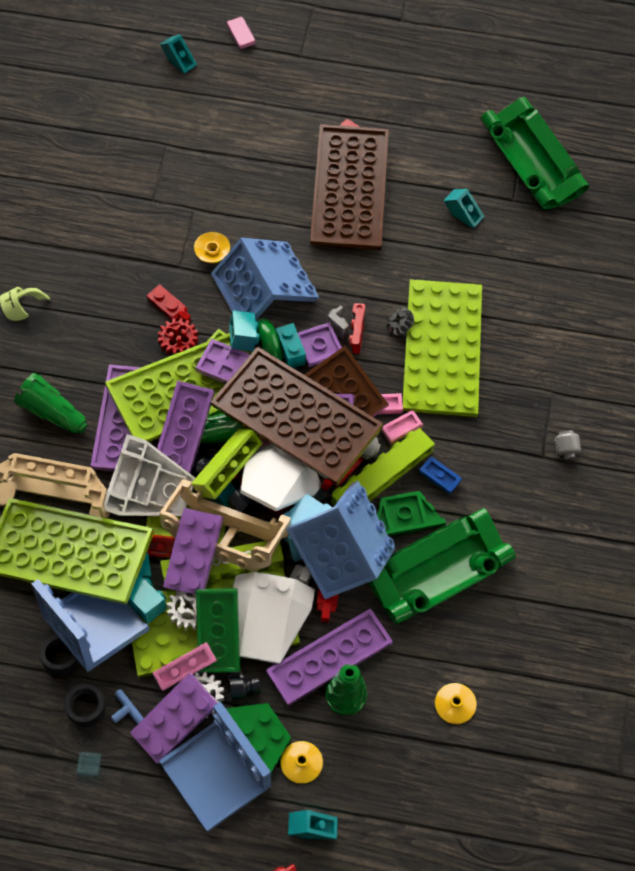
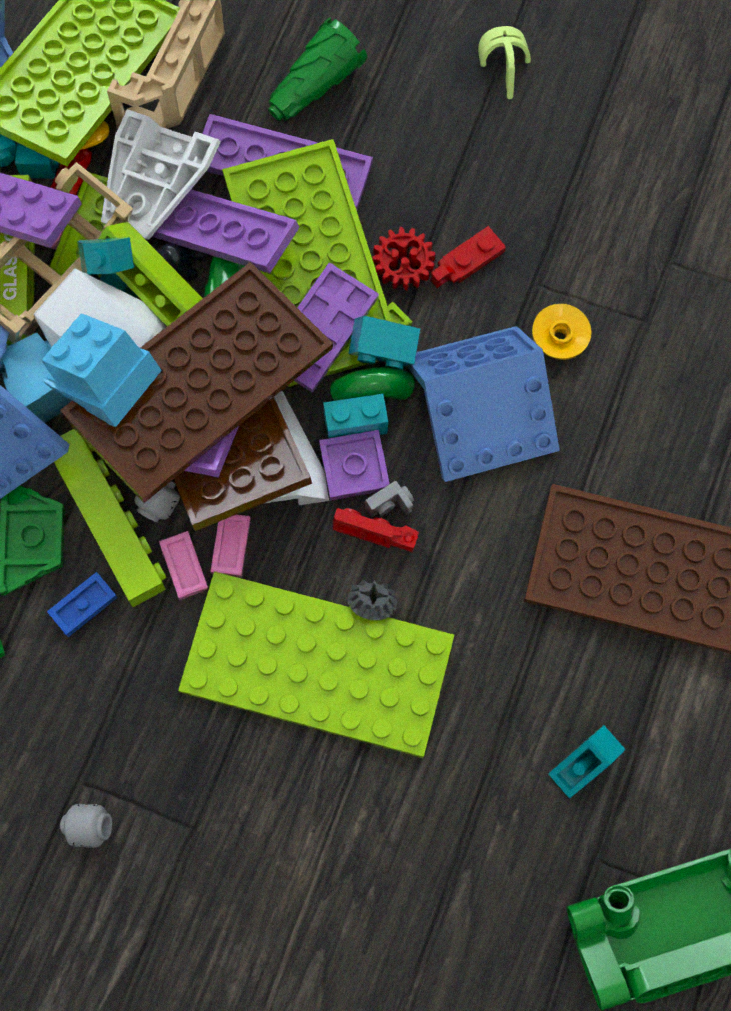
camera: 100 degrees right, 10 degrees up
(224, 485) = (105, 255): none -> teal slope
(307, 461) = (99, 368): none -> medium azure piece

